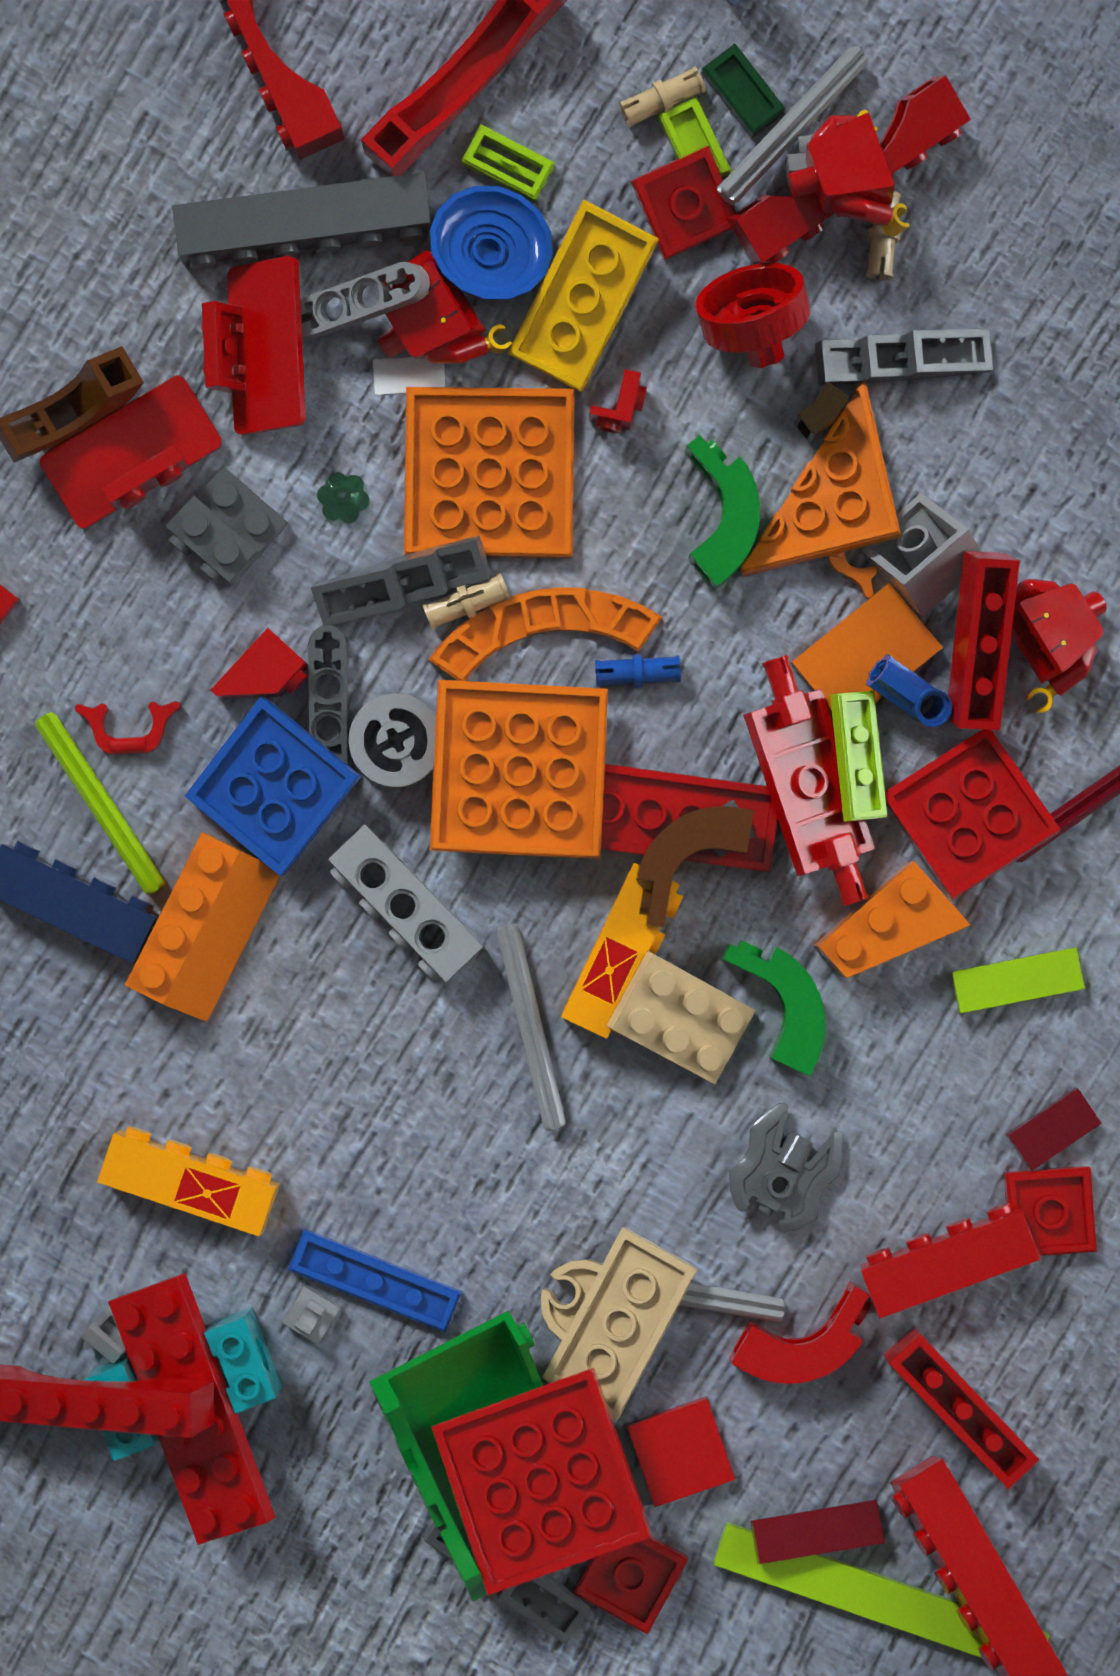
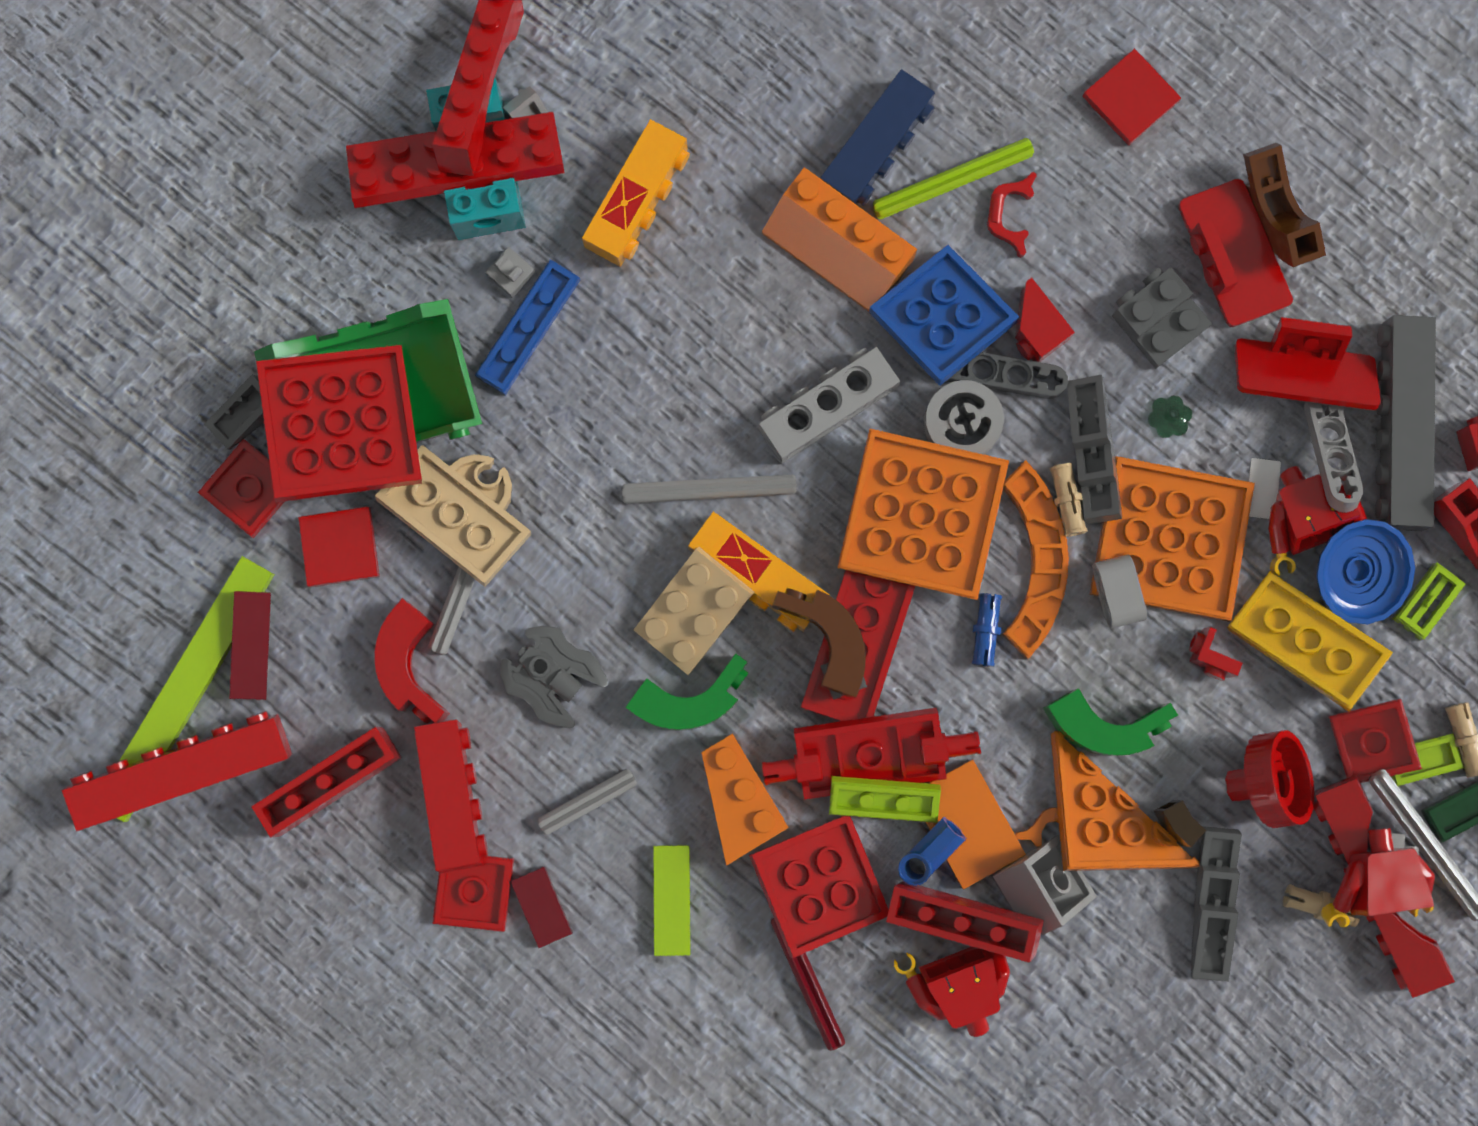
camera: 100 degrees right, 5 degrees down
(566, 524) = (1119, 591): none -> light grey beam
(924, 1100) = (587, 802): none -> light grey axle

